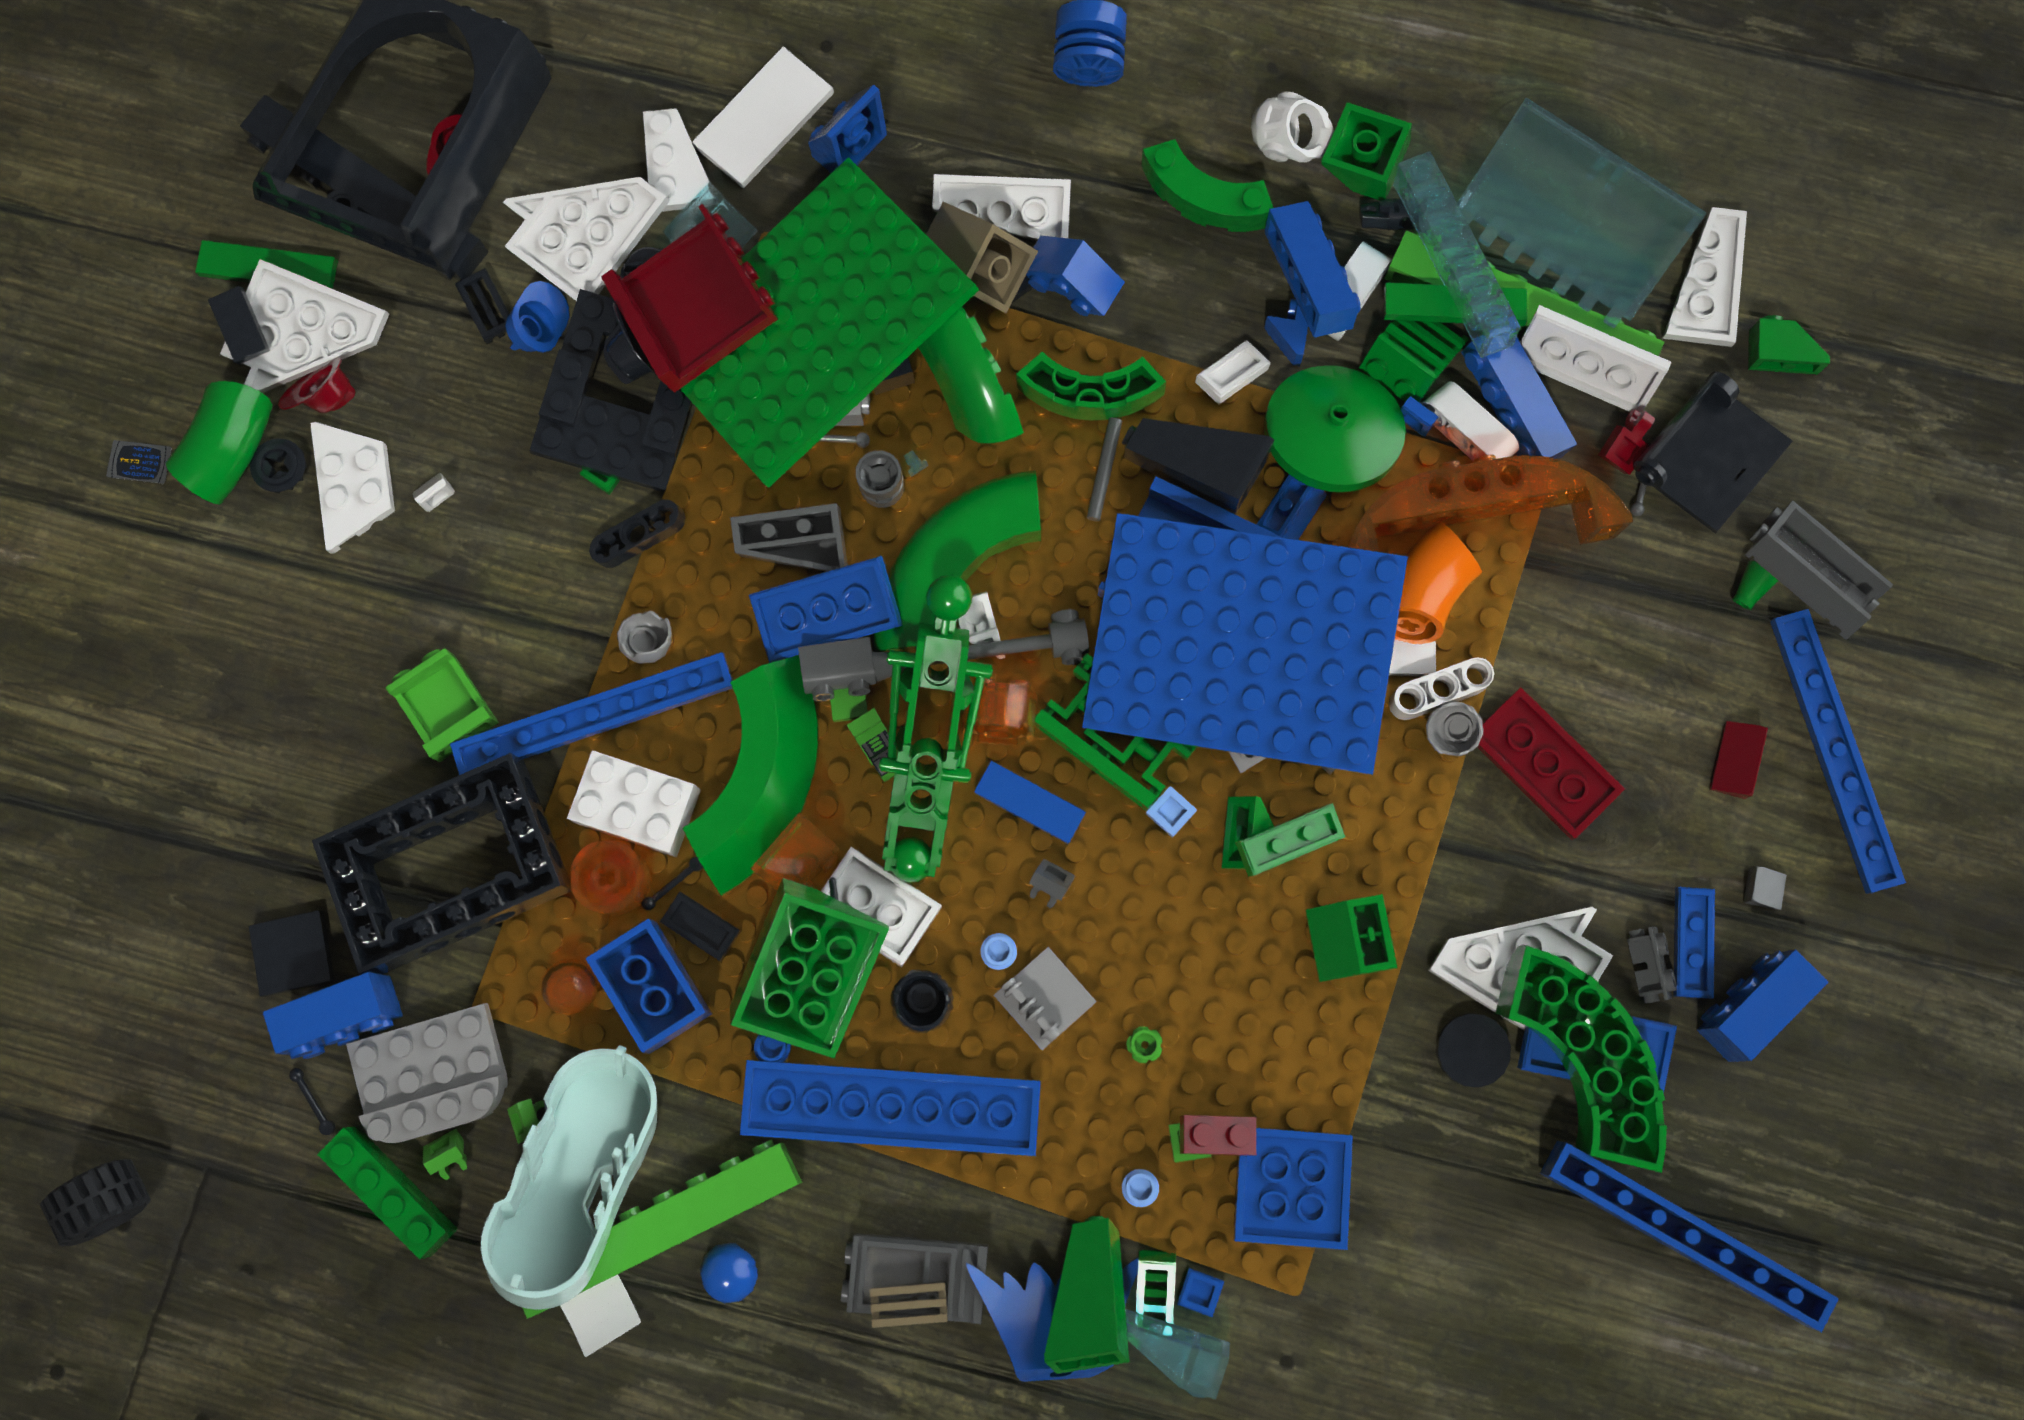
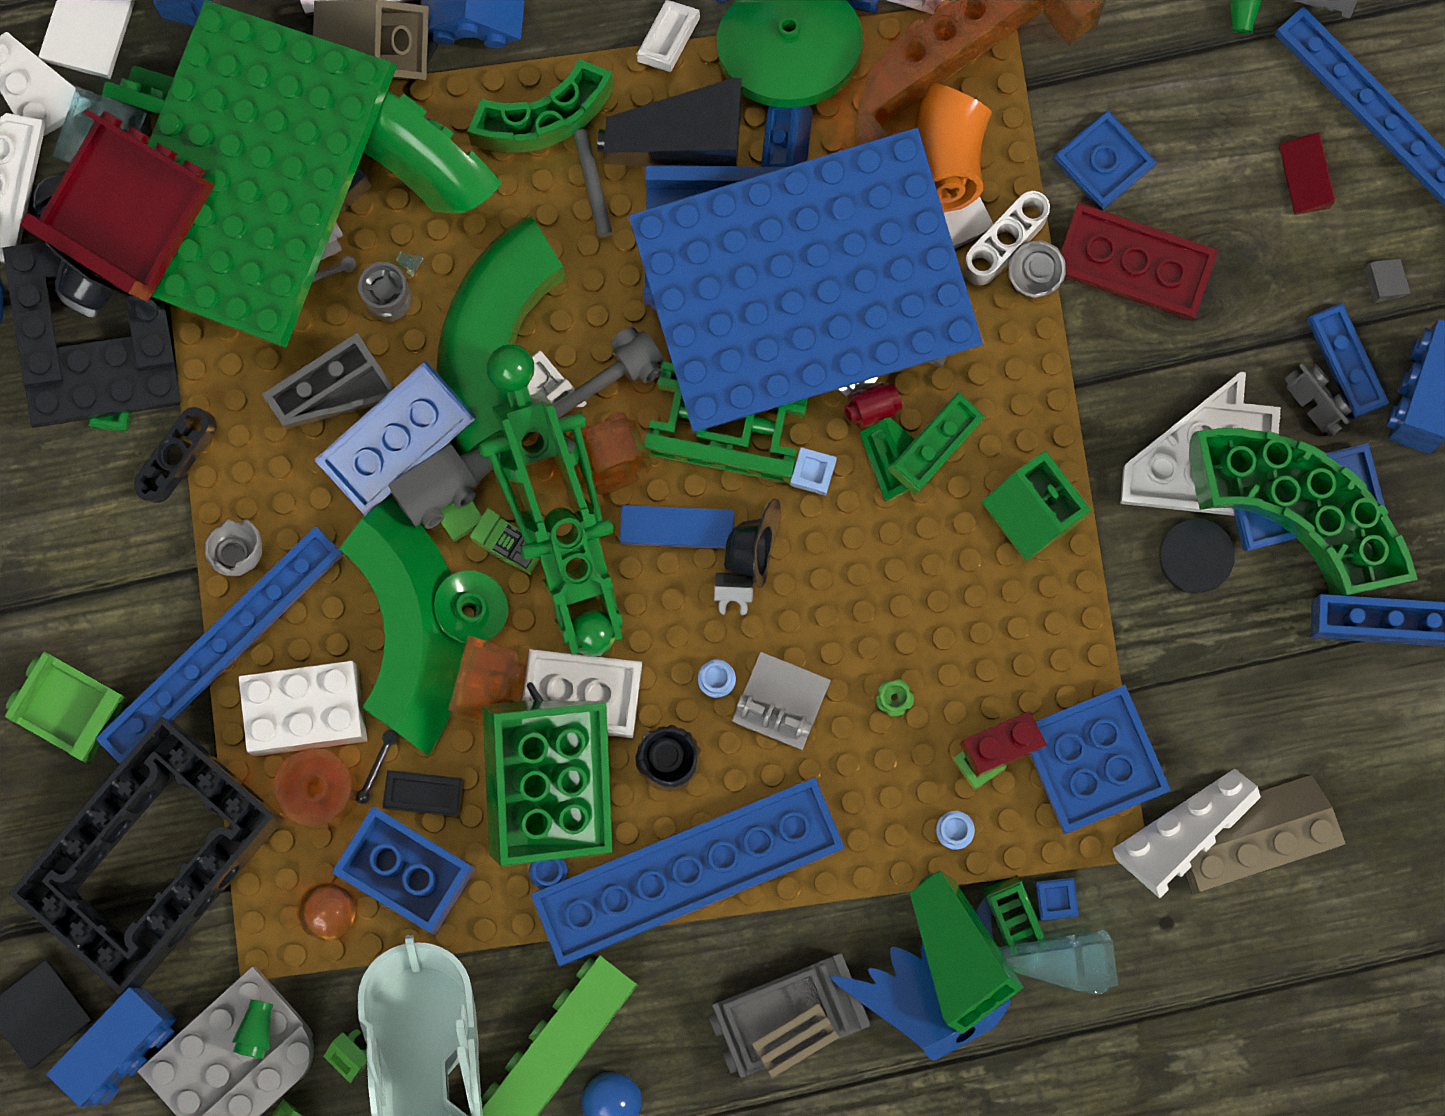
camera: 30 degrees left, 0 degrees up
(455, 1061) = (254, 1030): none -> green cone
(760, 211) = (143, 89): none -> green bracket
(835, 783) = (479, 593): none -> green dish
(1085, 850) = (751, 545): none -> black piece
(1251, 778) = (872, 404): none -> dark red brick
(1330, 1294) = (1178, 836): none -> white wing
(1405, 1325) = (1277, 830): none -> dark tan slope
(1562, 660) = (1104, 160): none -> blue tile

